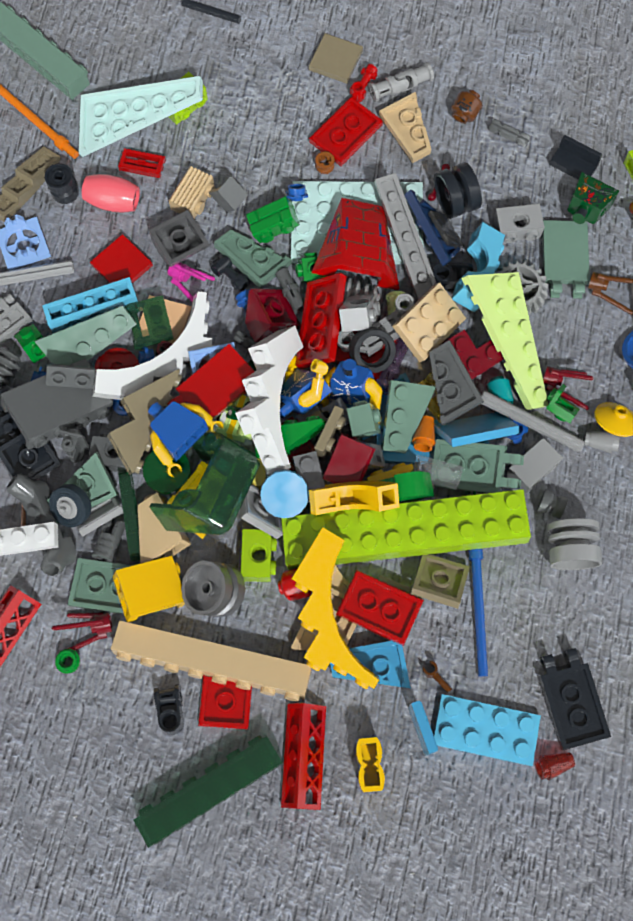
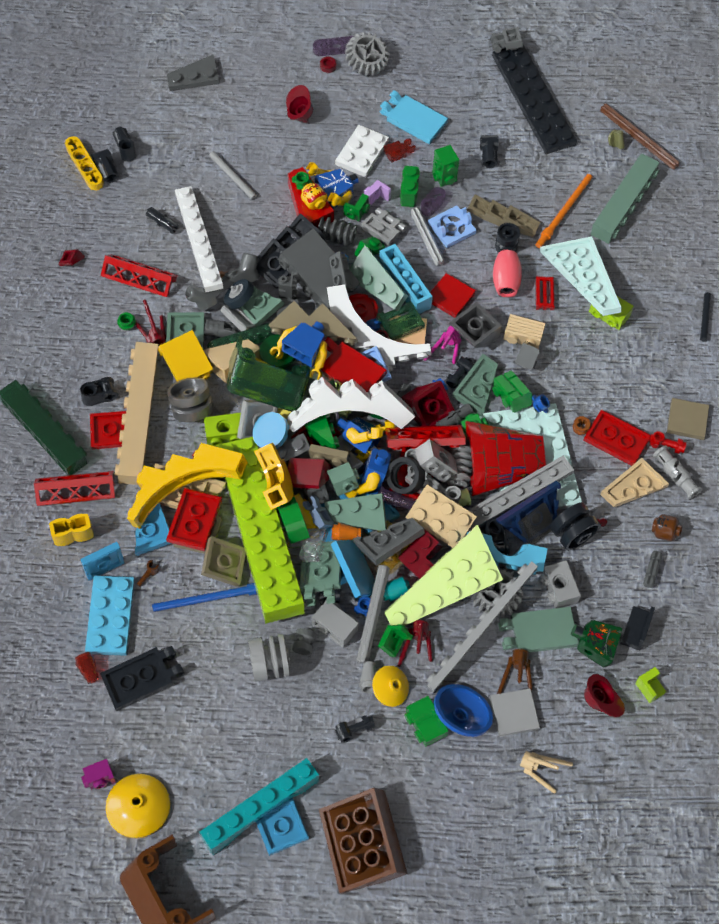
camera: 75 degrees right, 10 degrees down
(403, 456) = (320, 515): none -> sand blue plate
(567, 306) = (474, 632): none -> light grey plate

